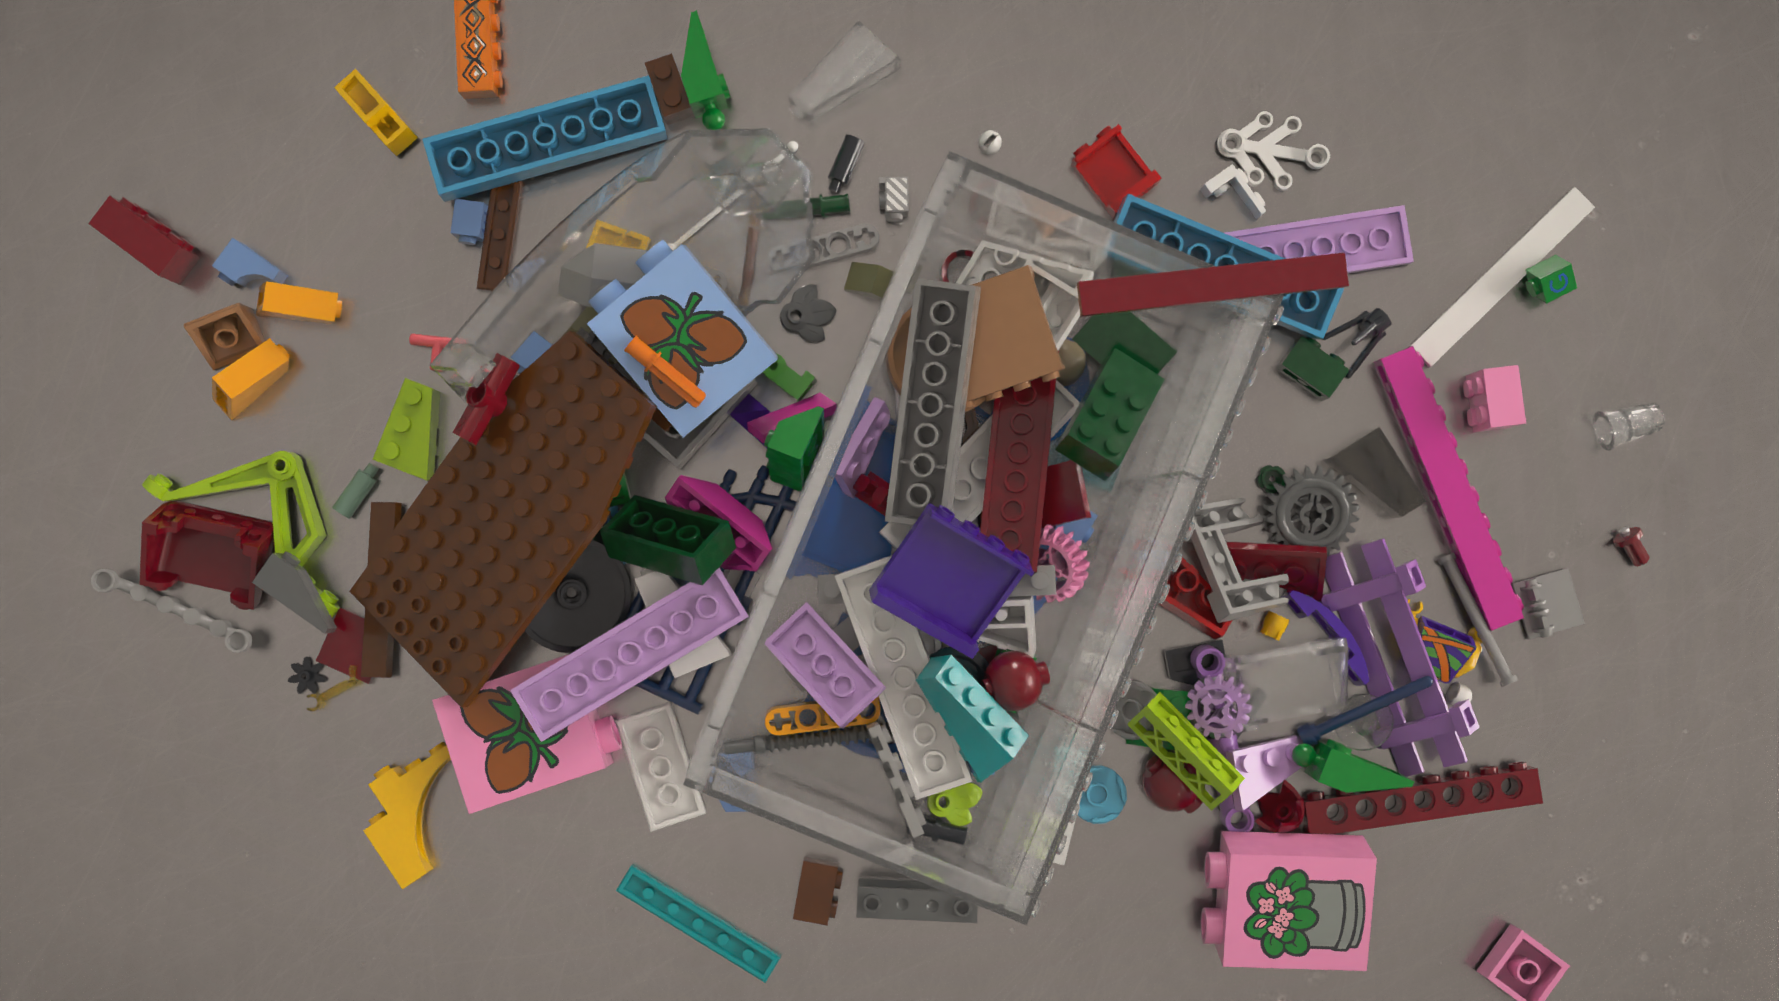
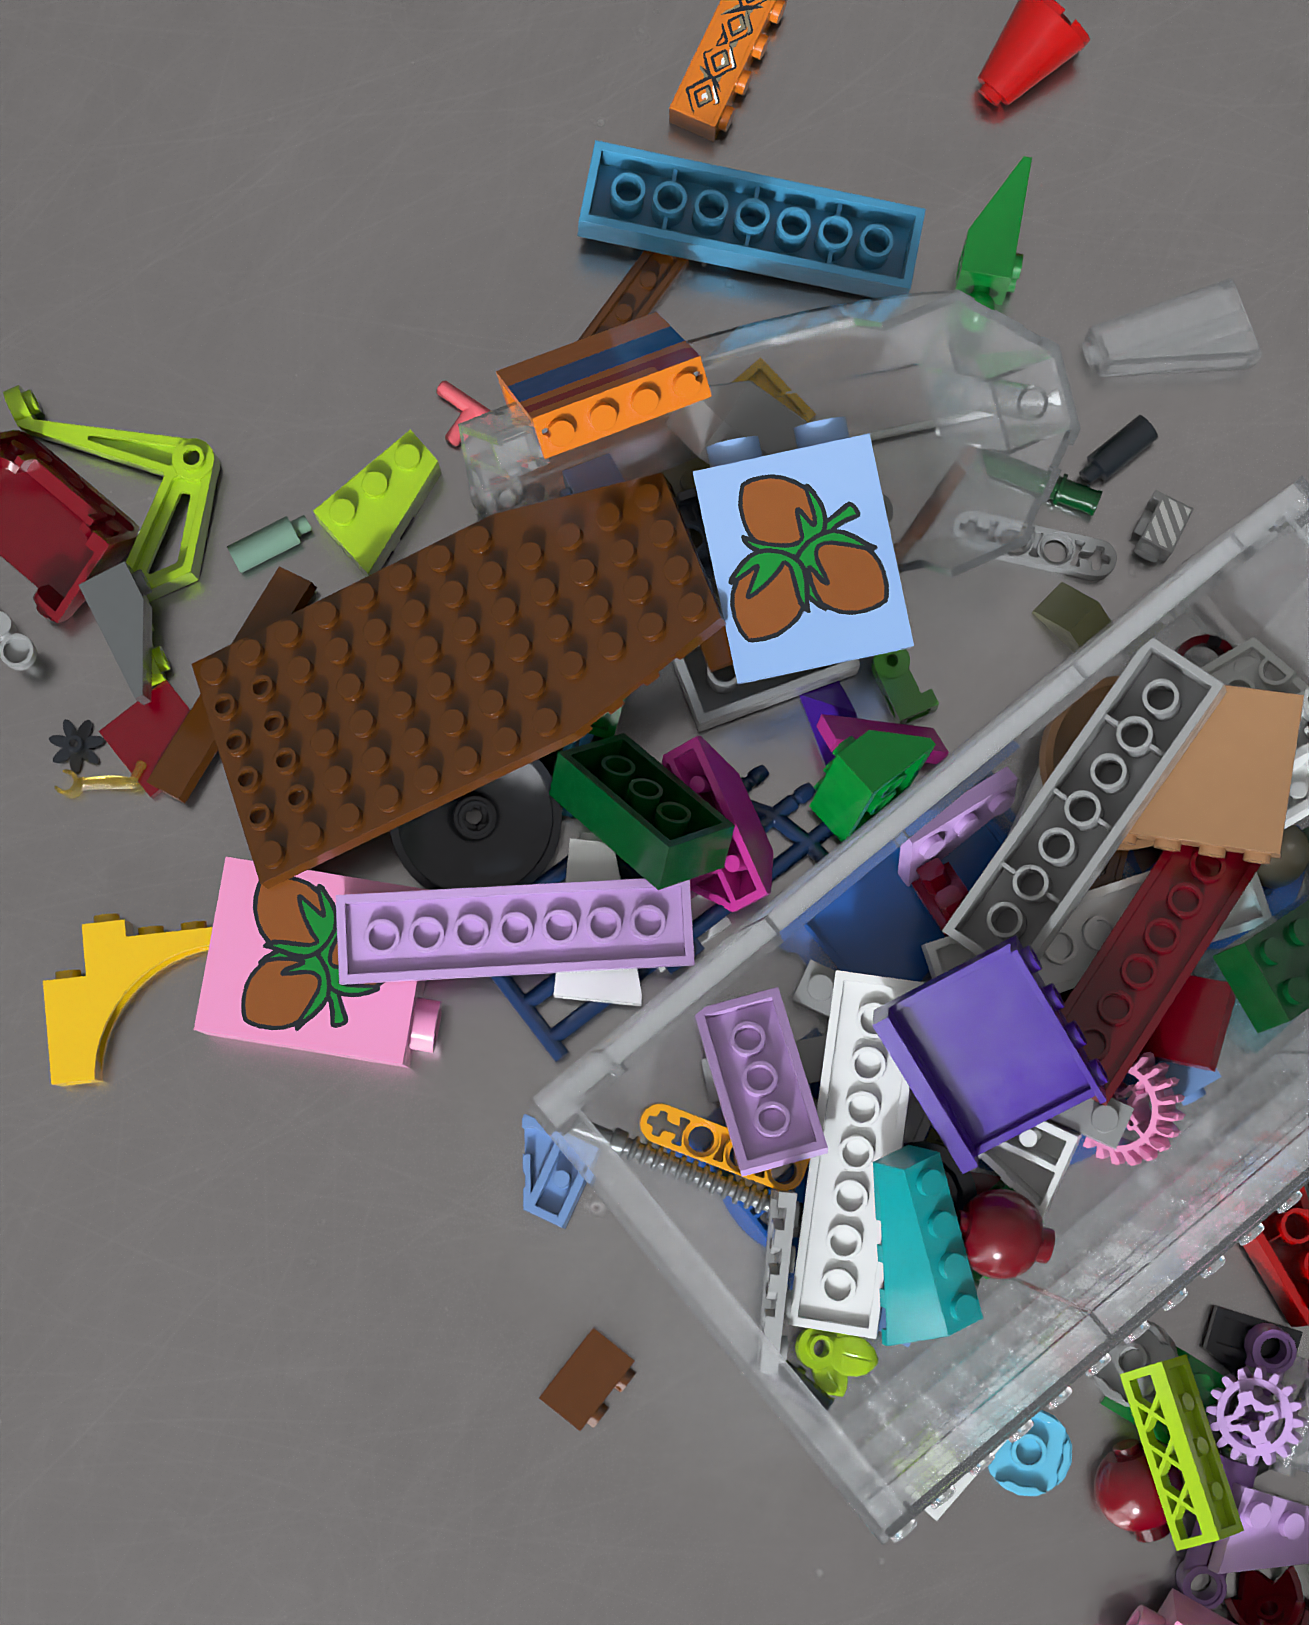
camera: 30 degrees right, 5 degrees down
(145, 239) = (178, 88): dark red brick -> none
(226, 334) = (212, 261): medium nougat slope -> none
(242, 265) = (280, 186): medium blue arch -> none
(249, 377) = (210, 328): light orange slope -> none
(297, 303) = (322, 266): light orange slope -> none
(376, 112) = (549, 81): yellow slope -> none
(469, 221) = (595, 276): medium blue brick -> none
(486, 400) = (507, 505): dark red piece -> none
(505, 294) = (605, 383): none -> orange panel
(659, 766) = (469, 1105): white tile -> none
(665, 372) = (761, 585): orange axle -> none
(669, 89) = (941, 241): reddish brown brick -> none
(698, 923) = (409, 1339): teal tile -> none
(811, 311) = (975, 620): dark grey plate -> none
(910, 901) = (718, 1461): dark grey fence -> none

